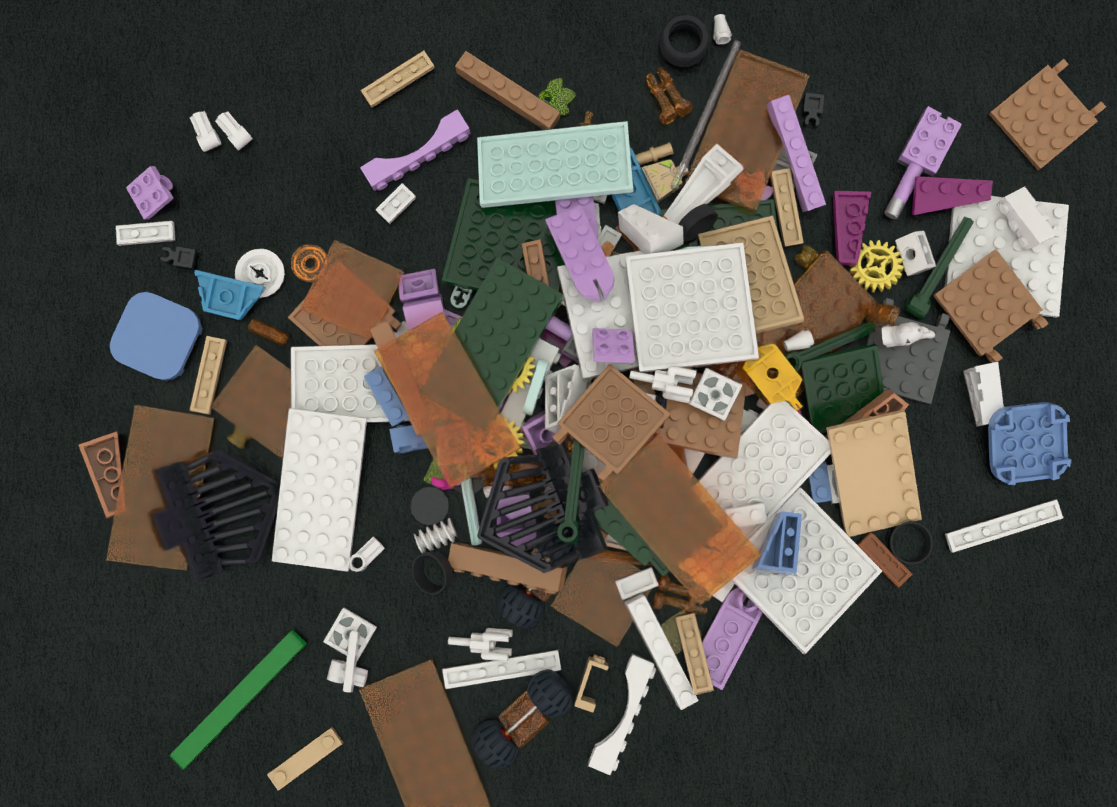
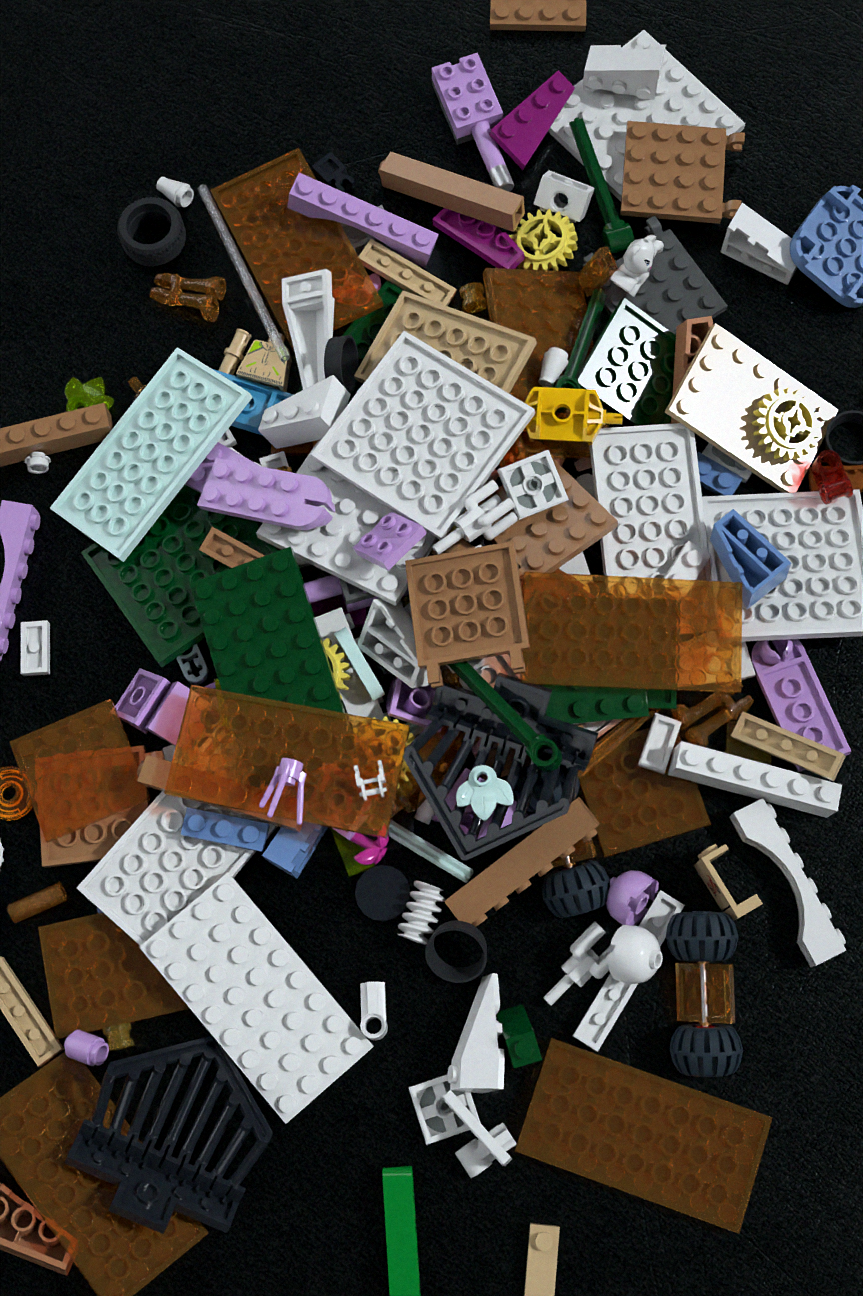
camera: 45 degrees left, 10 degrees down
(218, 427) = (86, 1048): none -> lavender brick
(384, 631) = (477, 1060): none -> white wedge
(415, 643) = (518, 1036): none -> dark green slope
(437, 406) = (286, 774): none -> lavender plant
(477, 458) = (361, 783): none -> white piece
(496, 106) = (37, 462): none -> white plate
(508, 668) = (635, 955): none -> white cylinder
(518, 519) = (484, 795): none -> light aqua plate
(539, 637) = (629, 896): none -> lavender cylinder
(860, 187) = (452, 191): none -> medium nougat brick
(871, 551) = (832, 482): none -> clear red piece
(889, 502) = (780, 427): none -> gear

